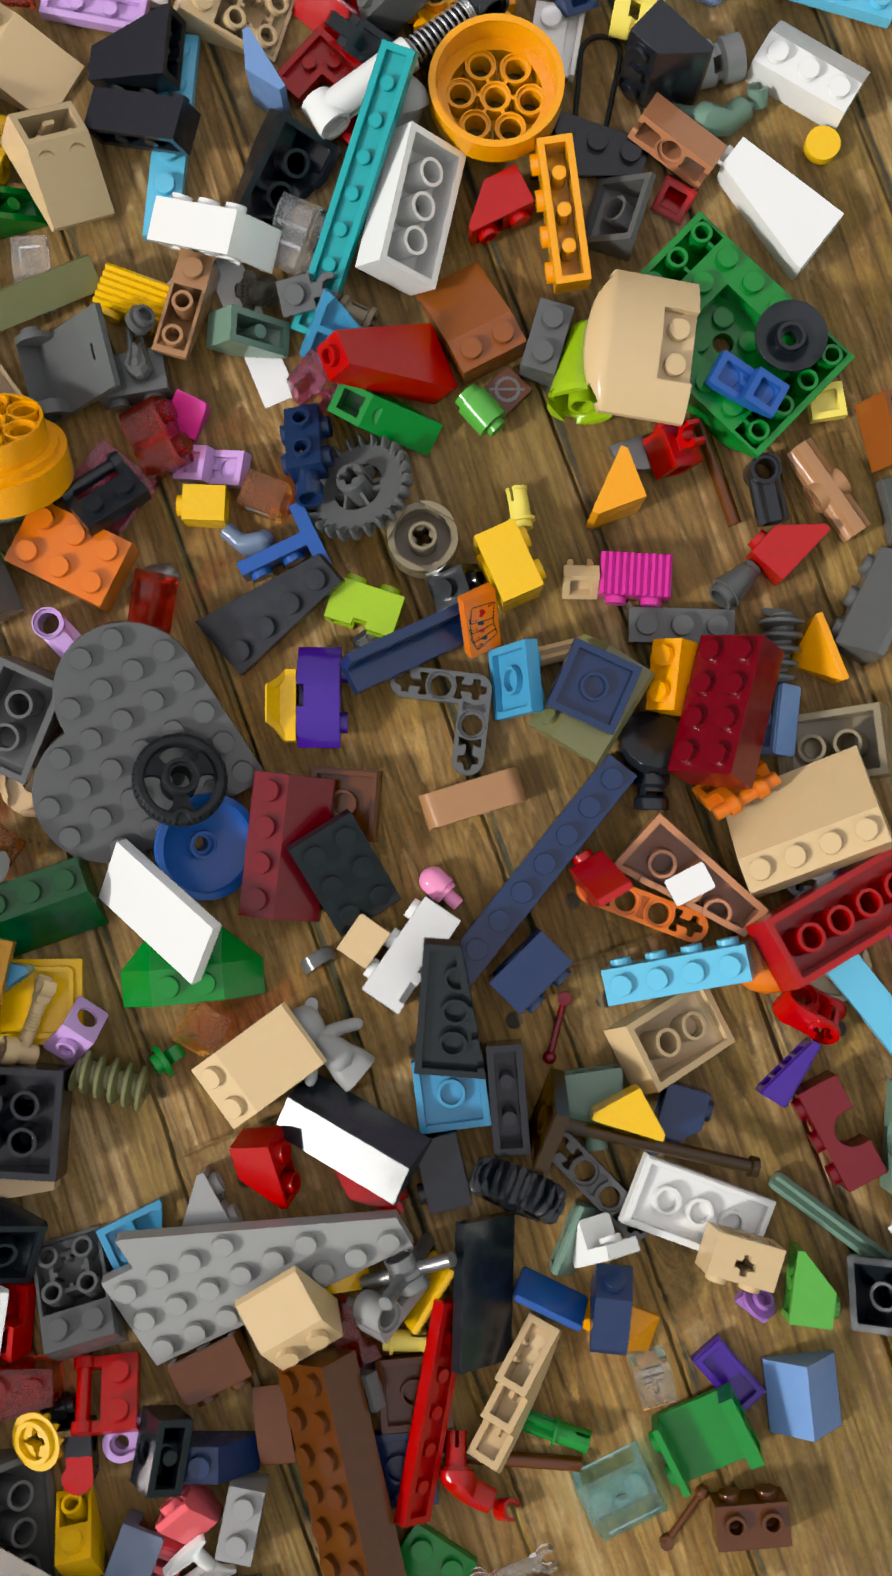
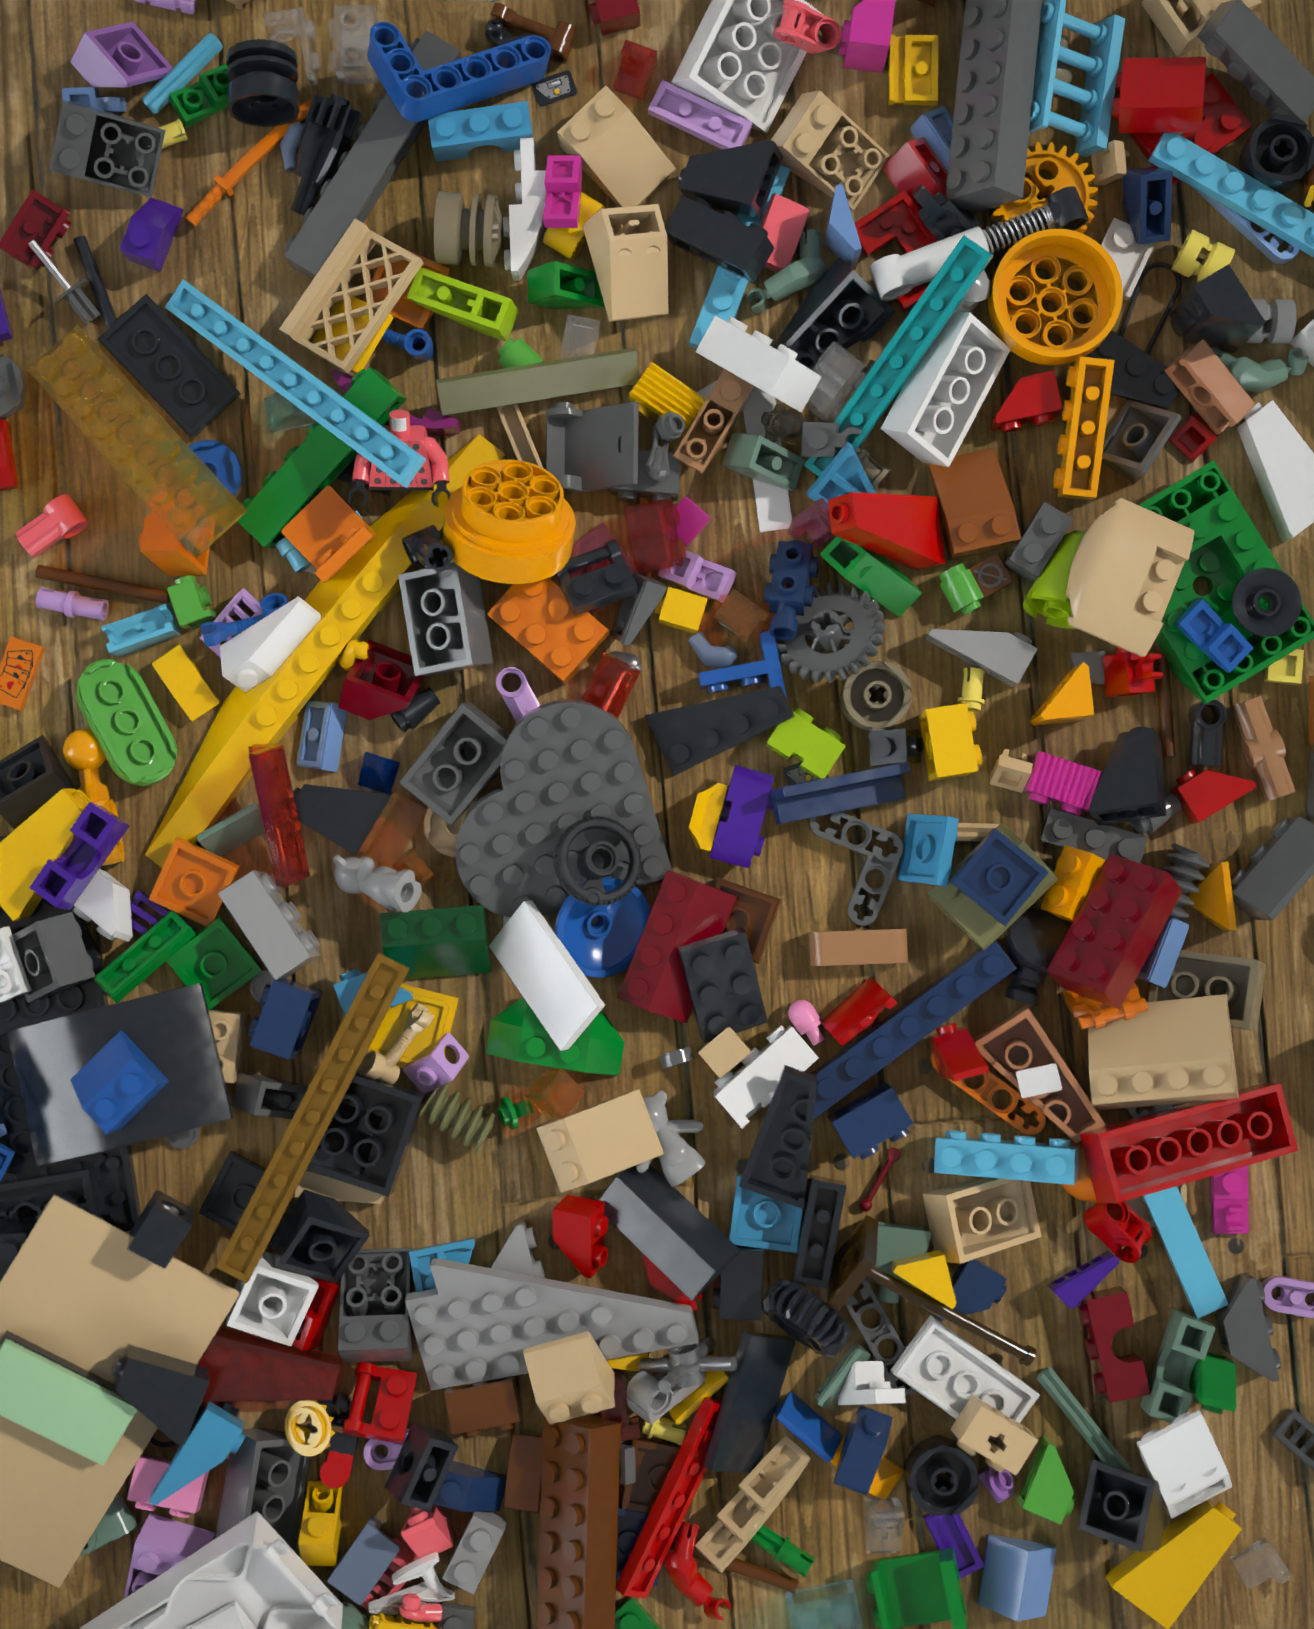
camera: 20 degrees right, 0 degrees up
(157, 514) = (637, 608): none -> dark grey slope
(207, 93) = (784, 223): none -> coral slope
(228, 142) = (794, 276): none -> sand green arm
(479, 620) = (909, 785): orange tile -> none
(488, 863) = (857, 1011): none -> red slope
(532, 463) = (997, 653): none -> light grey slope
(701, 1333) = (935, 1494): none -> black brick
(703, 555) = (1131, 780): none -> black slope

